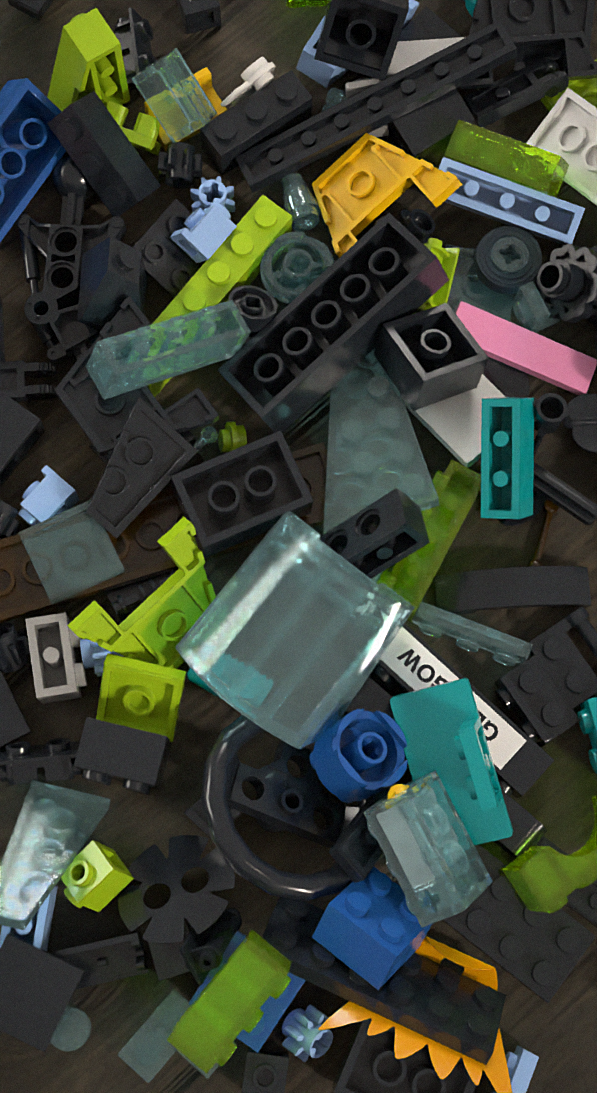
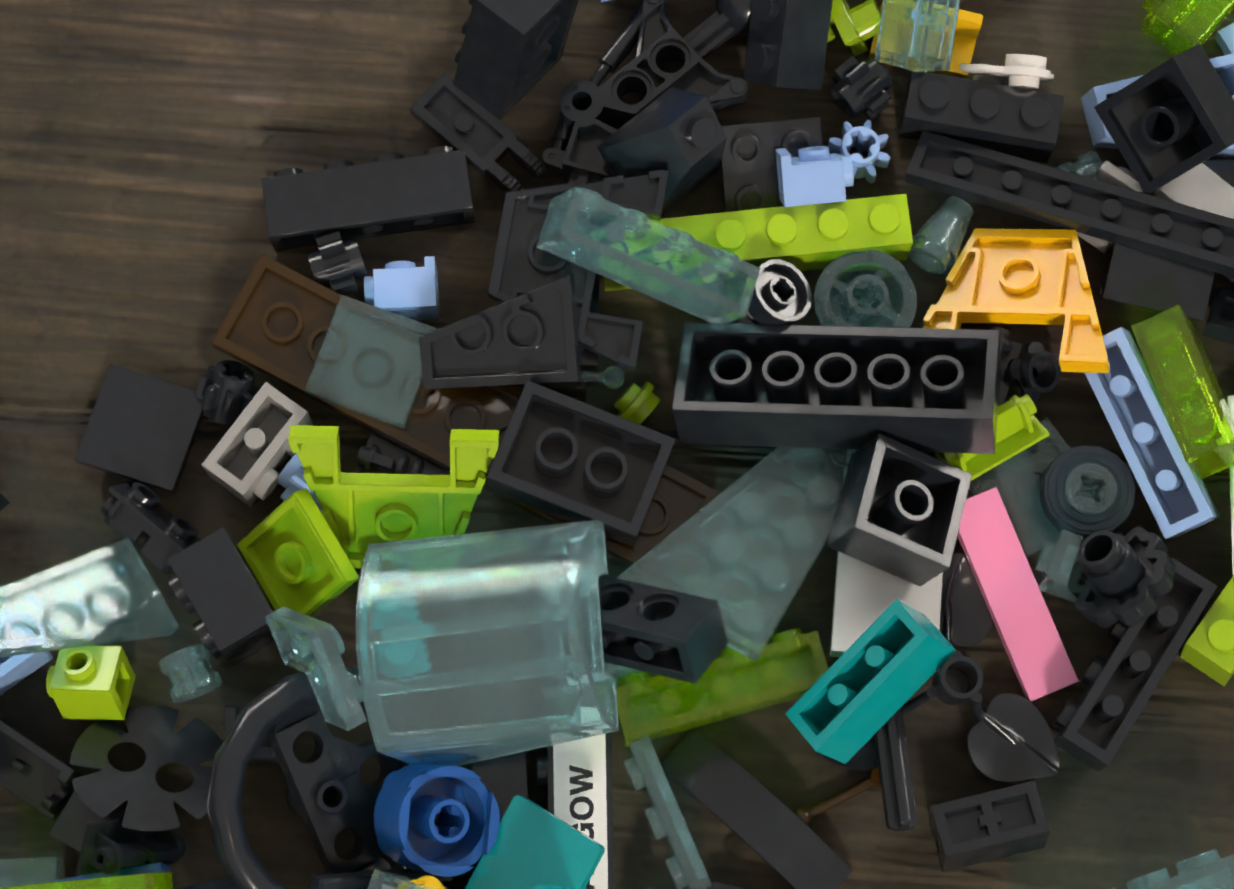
camera: 50 degrees right, 0 degrees up
(142, 816) = (190, 673): none -> clear light blue wheel
(214, 728) = (317, 651): none -> clear light blue plate

